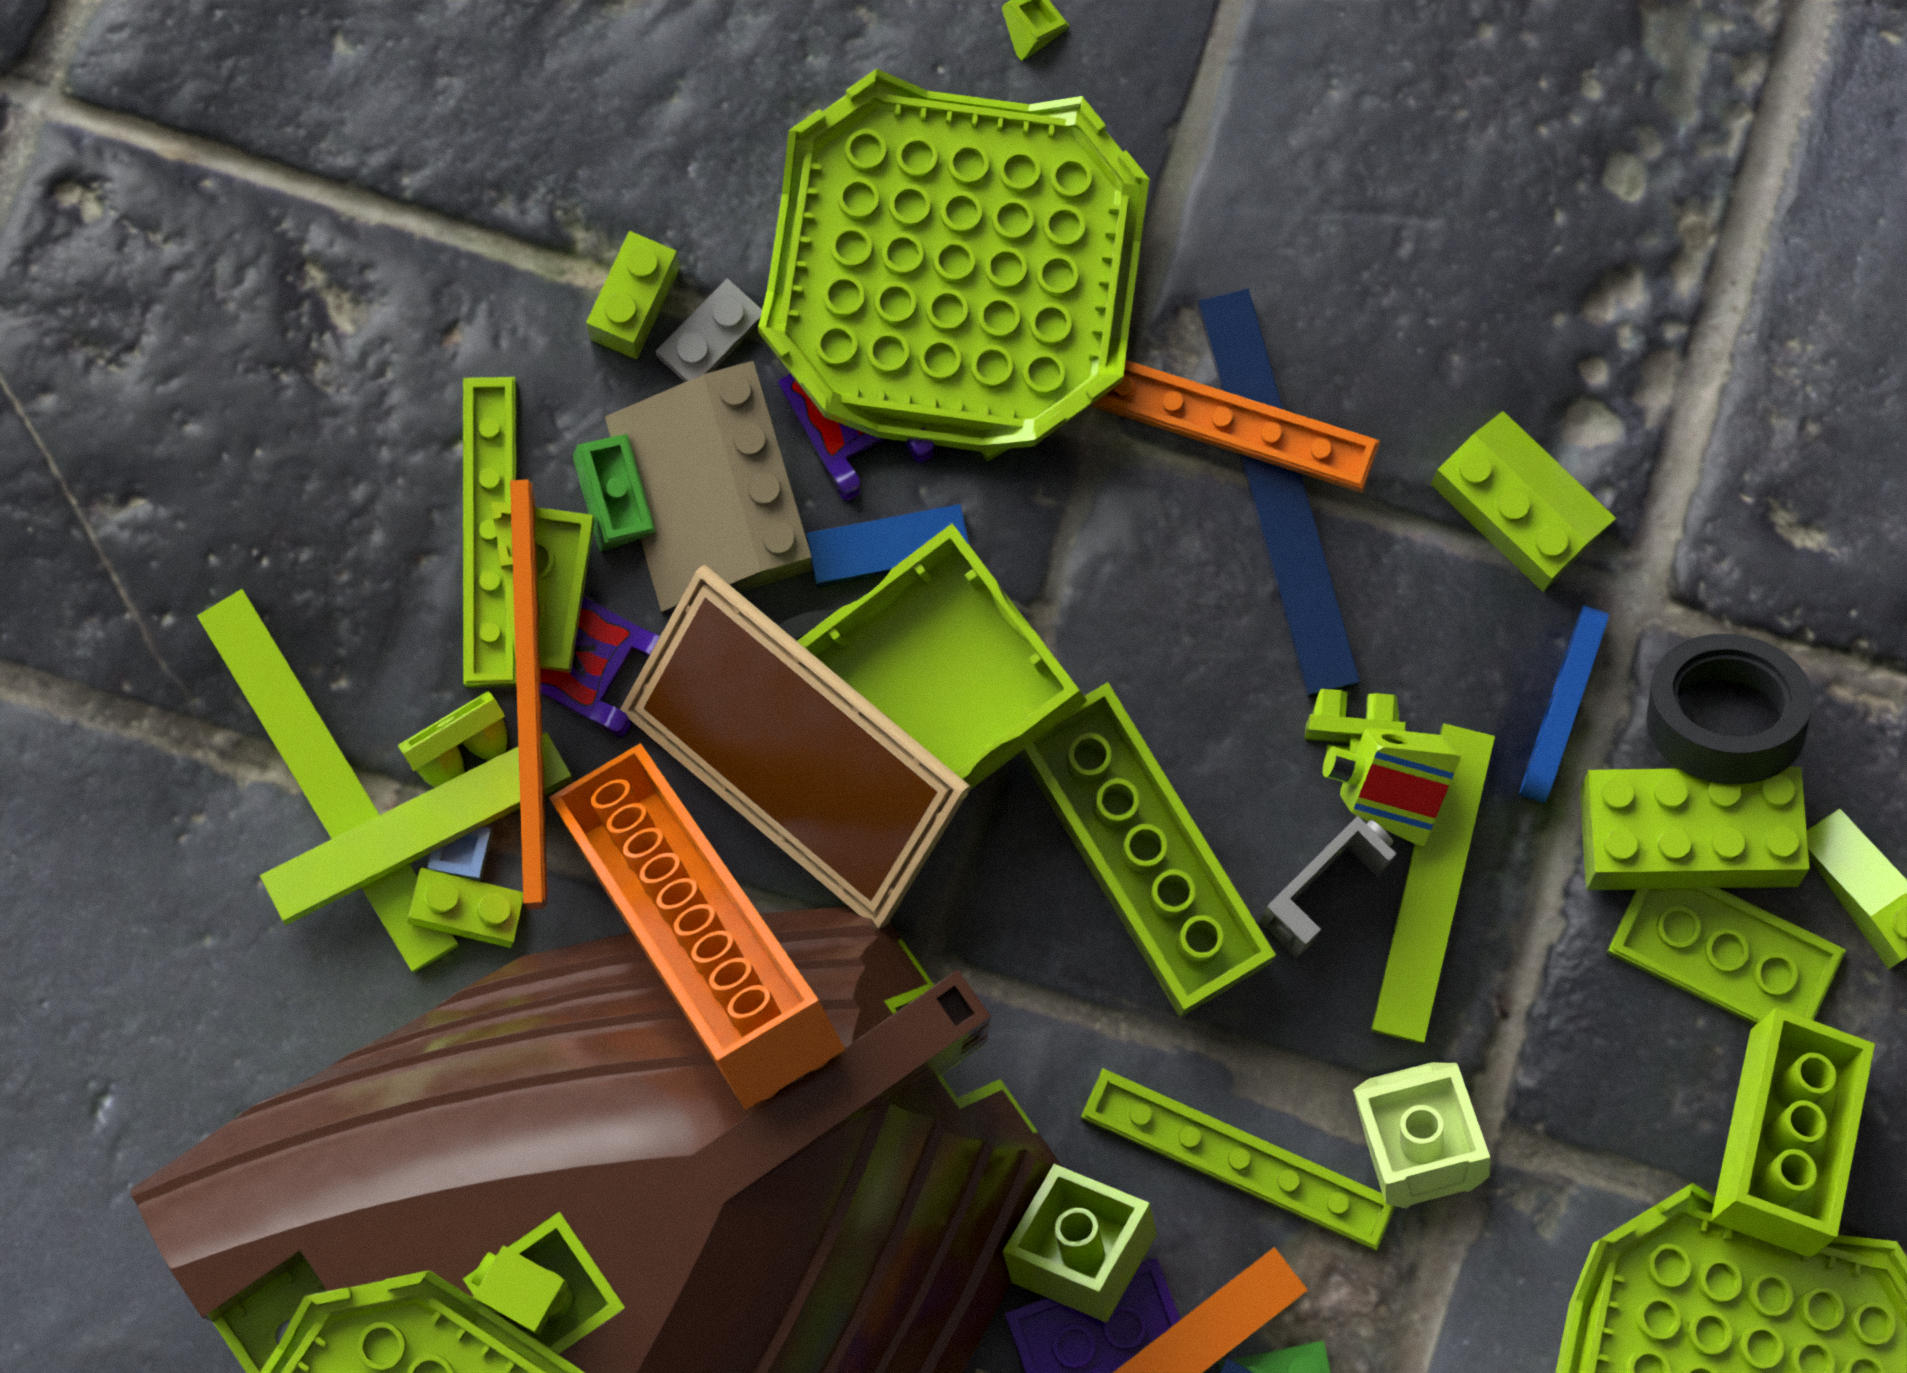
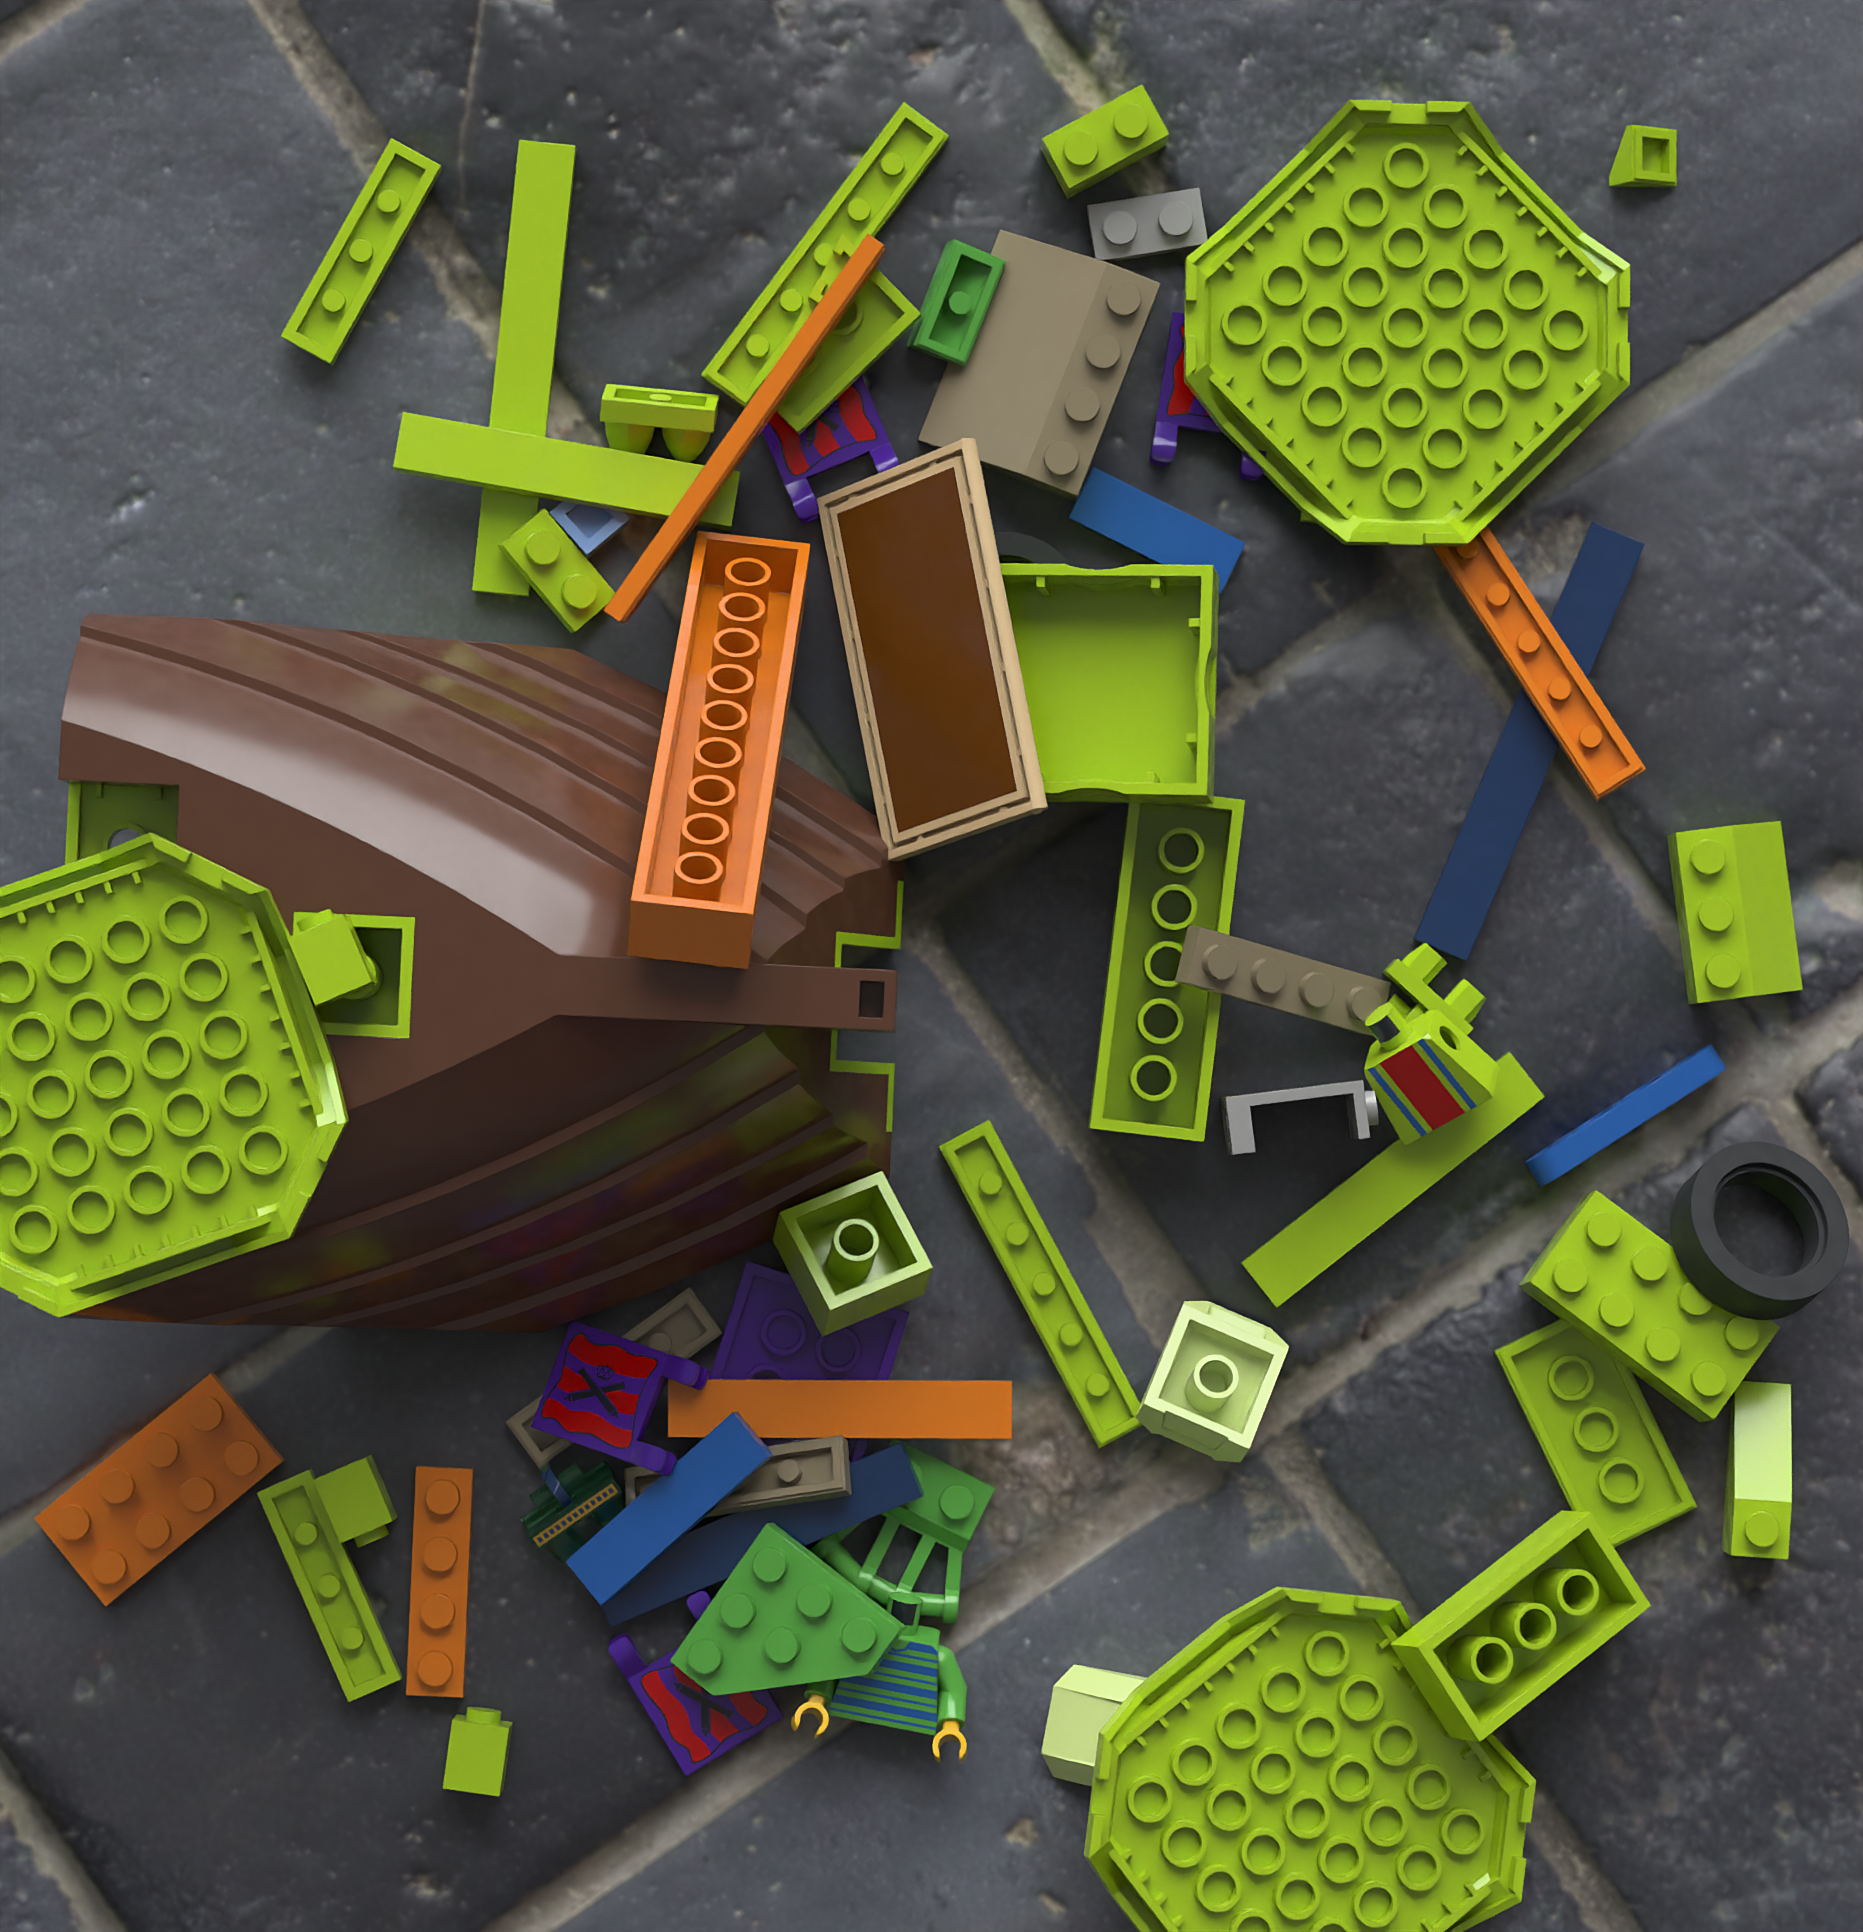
camera: 40 degrees right, 10 degrees up
(139, 785) = (361, 252): none -> lime plate
(1238, 795) = (1279, 980): none -> dark tan plate

